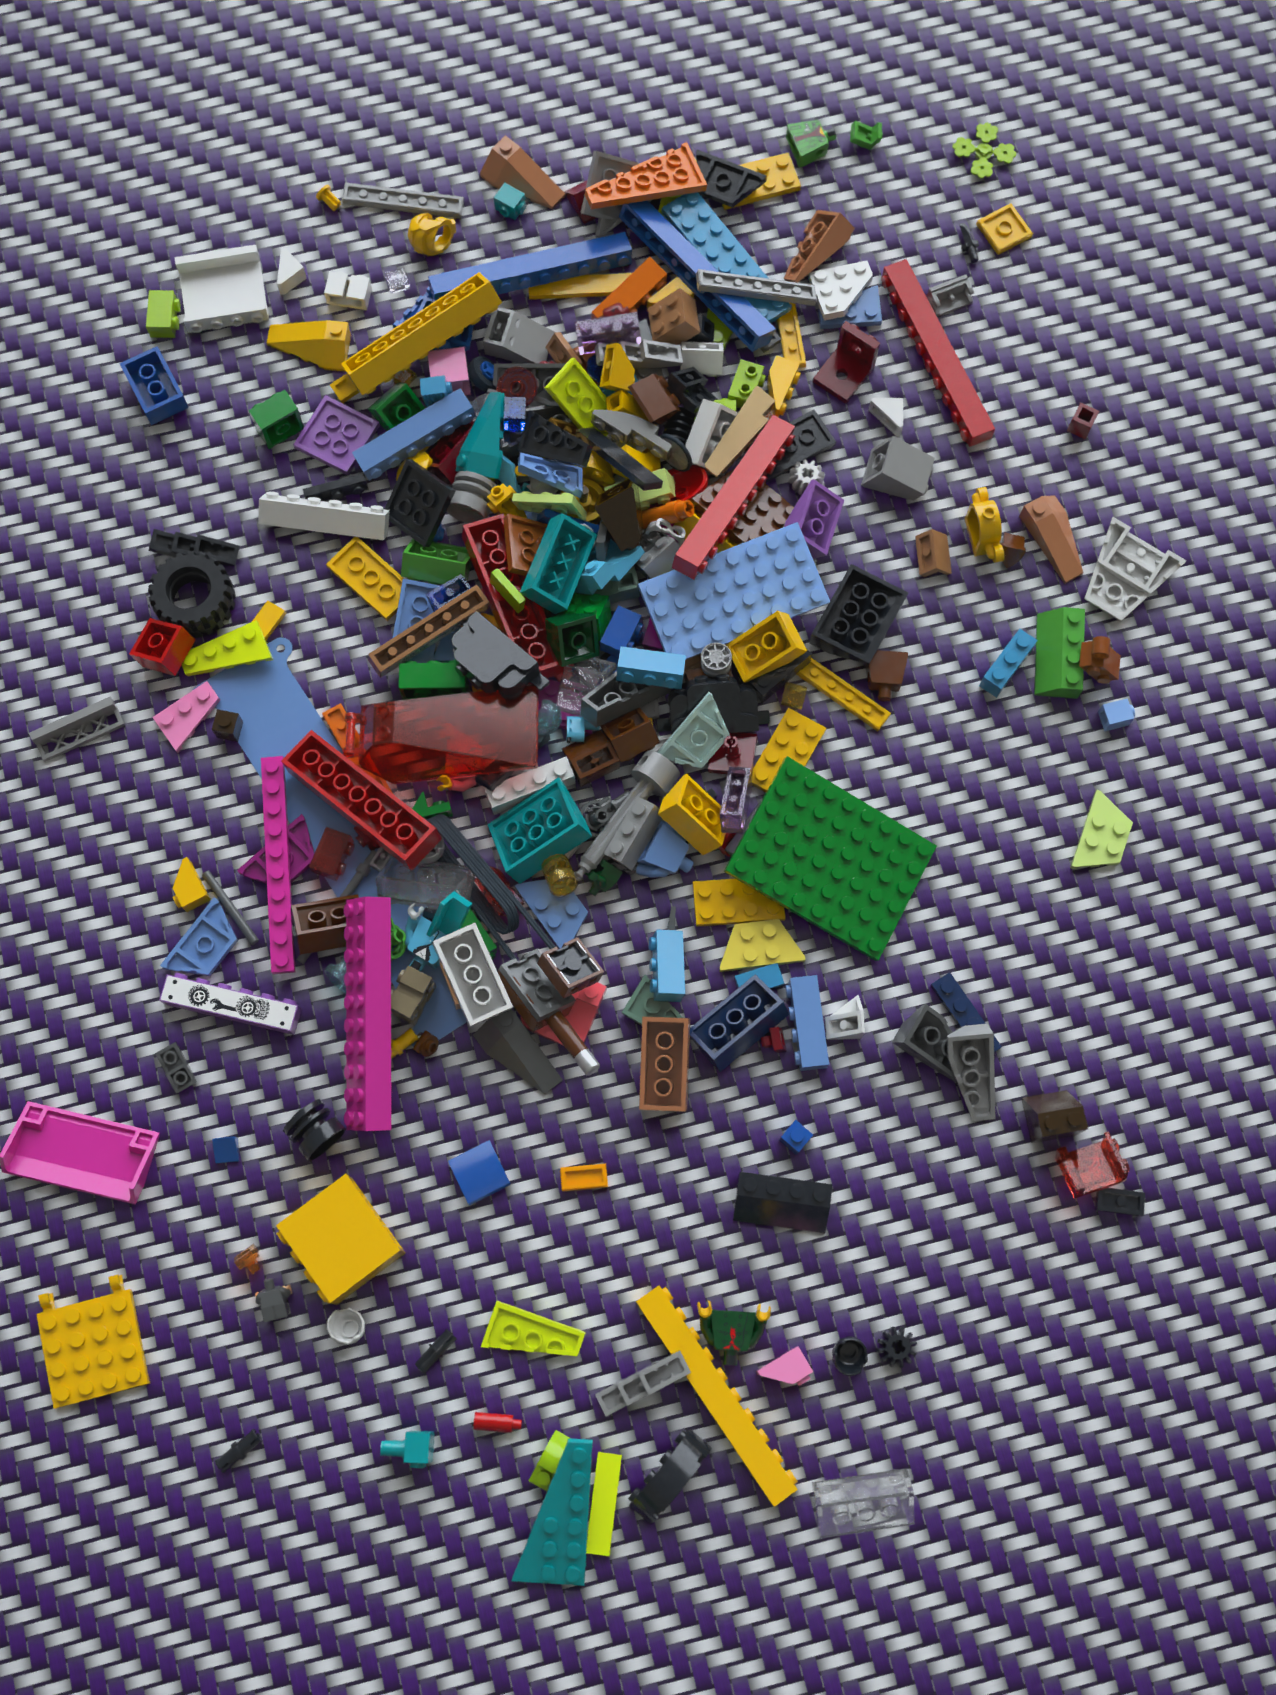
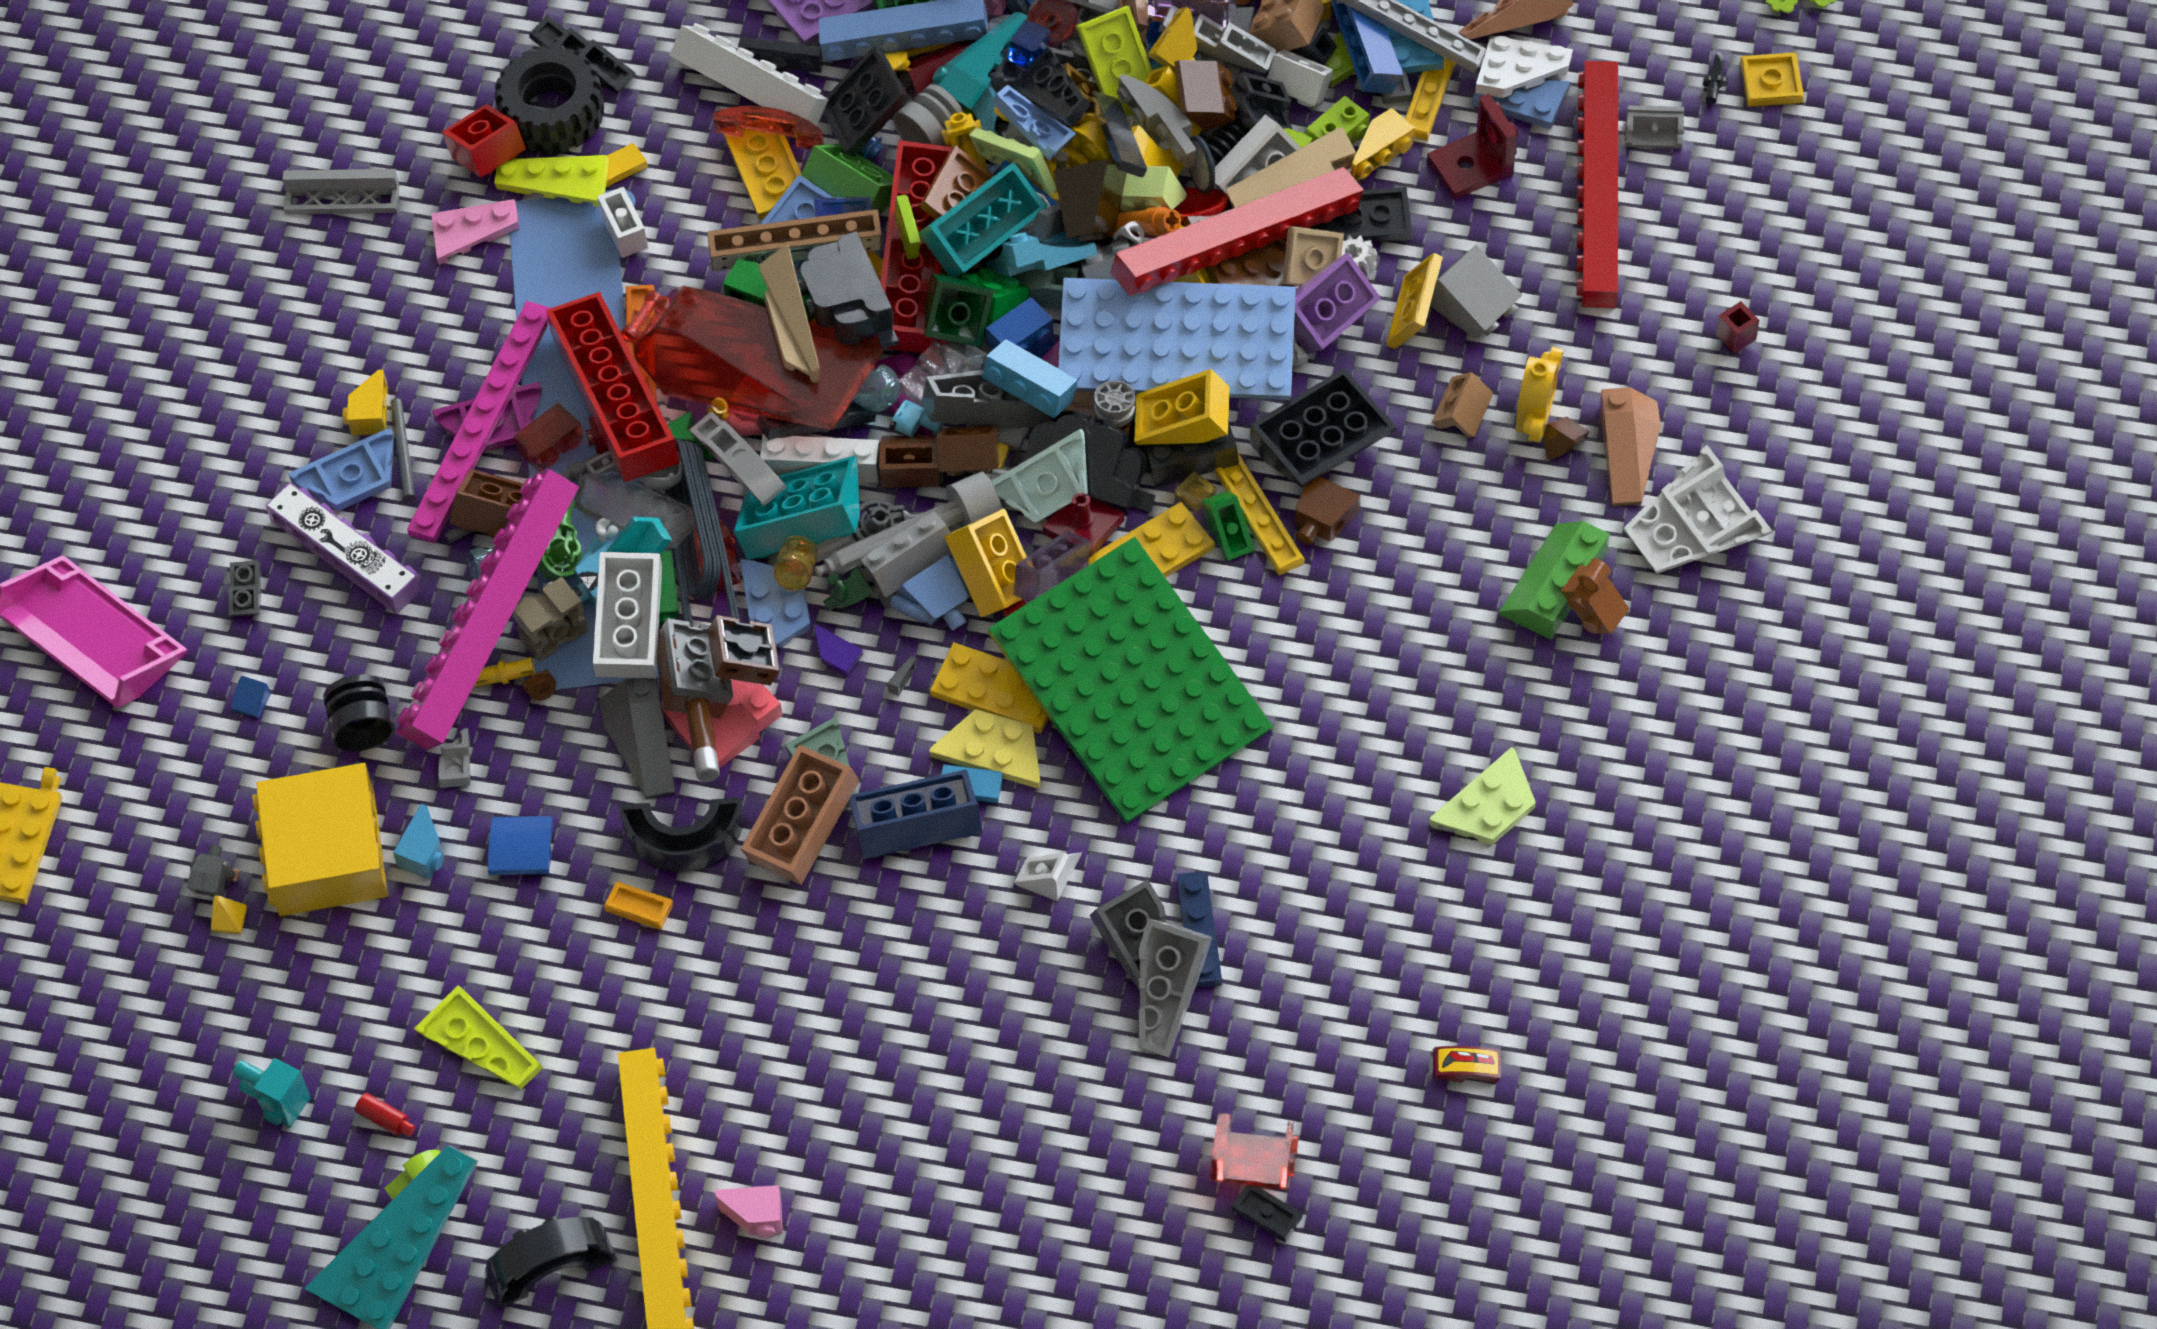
camera: 30 degrees right, 15 degrees down
(227, 725) = (509, 254): dark brown brick -> none
(238, 1450) = (81, 1013): black pin -> none
(248, 1259) = (208, 818): clear orange tile -> none
(295, 666) = (622, 222): none -> white brick
(302, 1324) = (227, 915): none -> yellow slope
(346, 1326) = (274, 936): white hair -> none
(360, 544) = (771, 120): none -> clear red slope
(400, 1132) = (455, 762): none -> light grey slope
(411, 1207) = (420, 847): none -> dark azure slope
(435, 1351) = (360, 1010): black axle -> none
(464, 695) = (788, 314): none -> tan wedge
(478, 815) = (738, 458): none -> light grey slope
(592, 1126) = (684, 847): none -> black brick
(603, 1503) = (457, 1258): neon yellow tile -> none
(616, 924) = (836, 651): none -> dark purple tile
(643, 1383) = (575, 1146): light grey slope -> none
(667, 965) = (866, 715): brick -> none
(732, 1330) = (712, 1138): dark green torso -> none
(776, 1040) = (950, 853): dark red tile -> none
(782, 1202) = (854, 1029): black slope -> none
(785, 490) = (1309, 253): none -> tan tile
(796, 1137) = (911, 966): blue brick -> none
(808, 1023) = (999, 852): medium blue brick -> none
(828, 710) = (1227, 524): none -> green slope
(849, 1355) = (835, 1227): black hair -> none
(867, 492) = (1414, 301): none -> yellow tile
(889, 412) = (1500, 226): white slope -> none
(903, 1342) = (899, 1235): black gear -> none
(1008, 663) = (1481, 560): dark azure brick -> none
(1053, 1116) = (1233, 1082): dark brown slope -> none
(1116, 714) = (1586, 673): light blue brick -> none
(1188, 1032) = (1465, 1062): none -> slope

